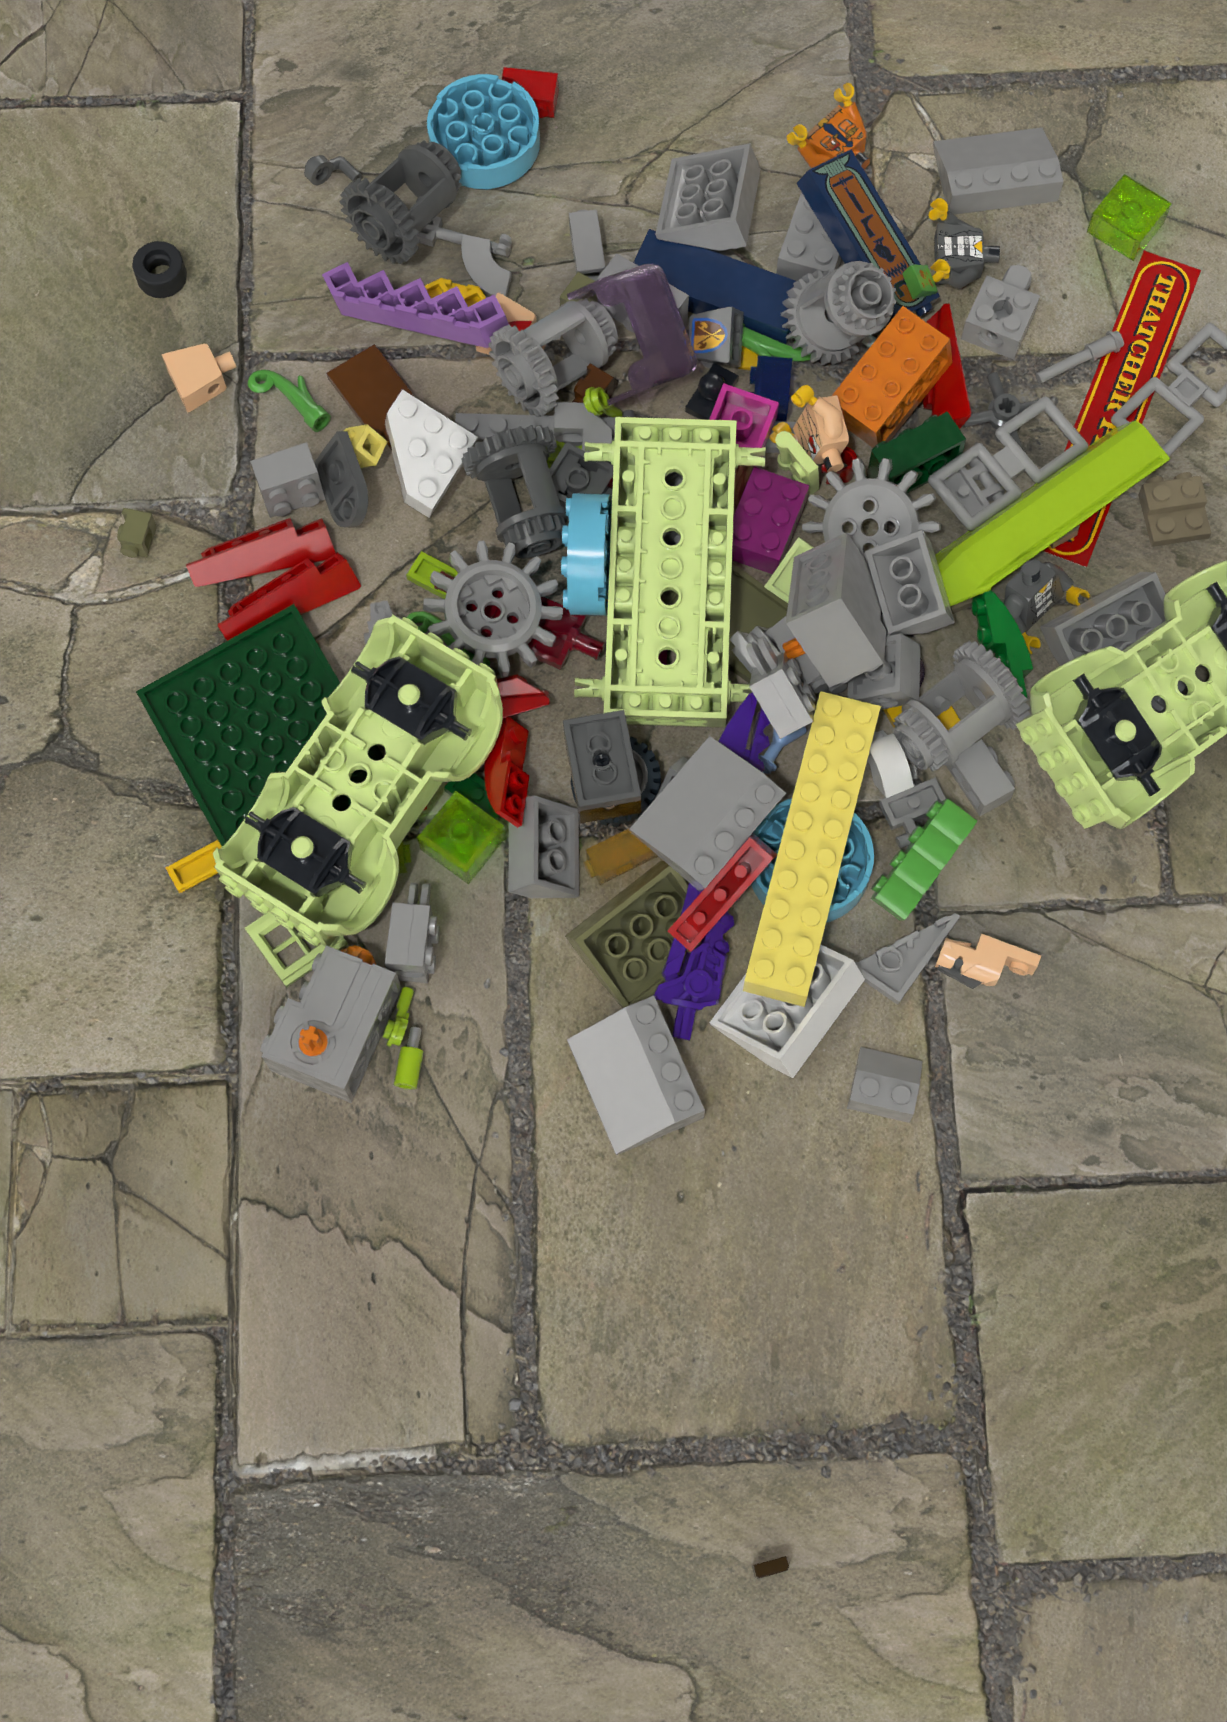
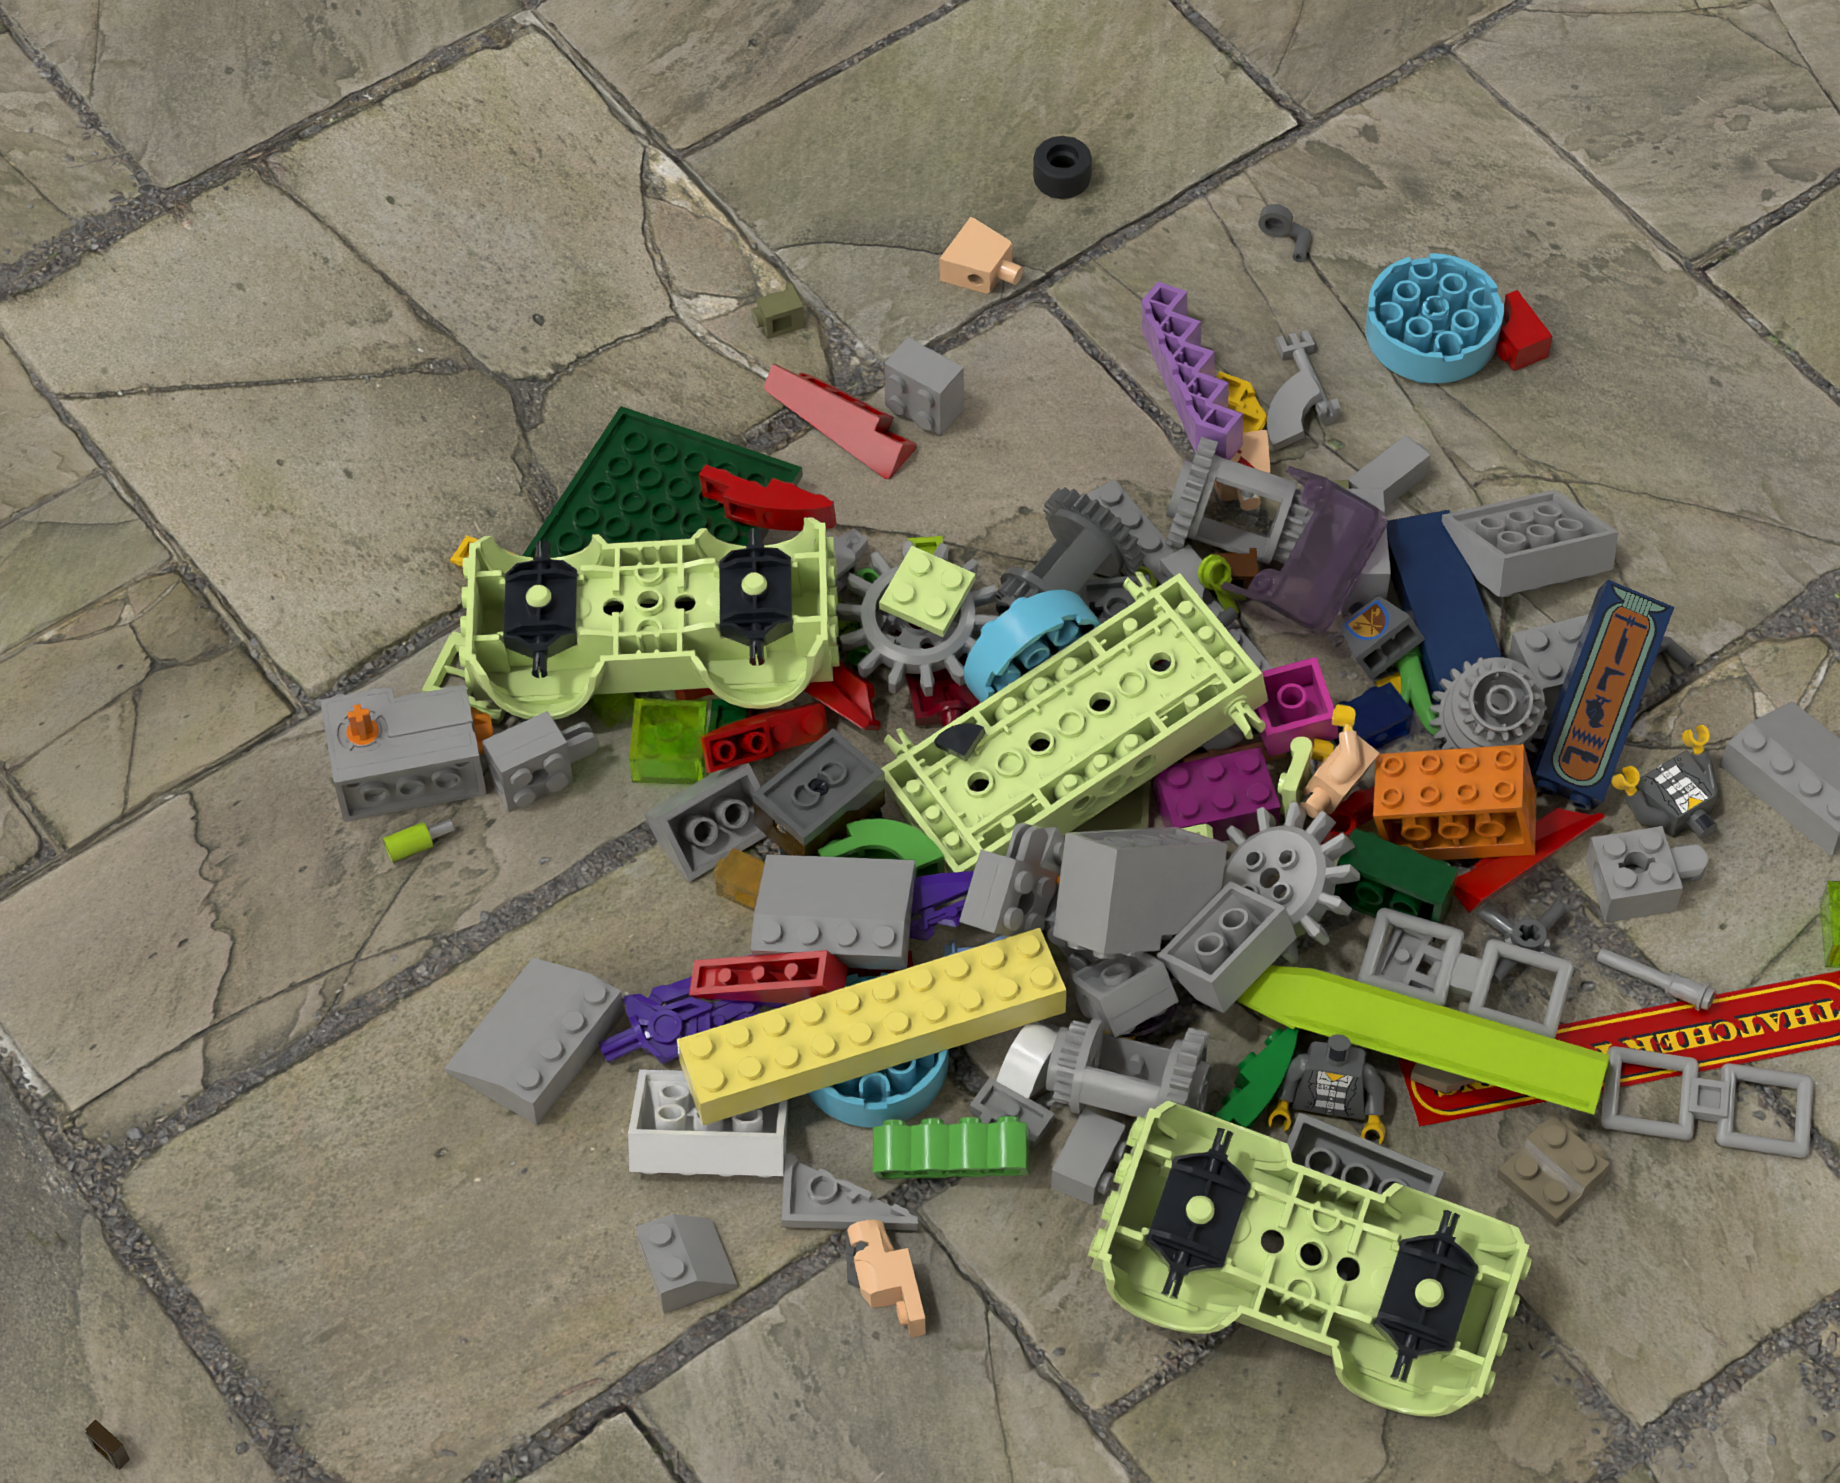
camera: 55 degrees right, 15 degrees down
(301, 585) = (824, 467): red wedge -> none
(314, 415) = (1016, 371): bright green plant -> none
(325, 640) = (774, 507): none -> red slope
(342, 481) = (959, 428): dark grey tile -> none
(366, 444) = (1017, 431): light yellow brick -> none
(368, 387) = (1080, 410): reddish brown tile -> none
(383, 217) = (1259, 271): dark grey piece -> none
(396, 1029) = (439, 808): lime plate -> none
(425, 451) = (1040, 462): white brick -> none
(486, 587) = (927, 591): none -> yellowish green plate
(628, 936) = (662, 937): olive slope -> none
(629, 645) = (960, 739): none -> black tile
(667, 742) = (887, 841): none -> bright green arch
(708, 390) = (1339, 673): black tile -> none
(834, 134) = (1705, 610): torso -> none
(919, 281) = (1596, 767): bright green slope -> none

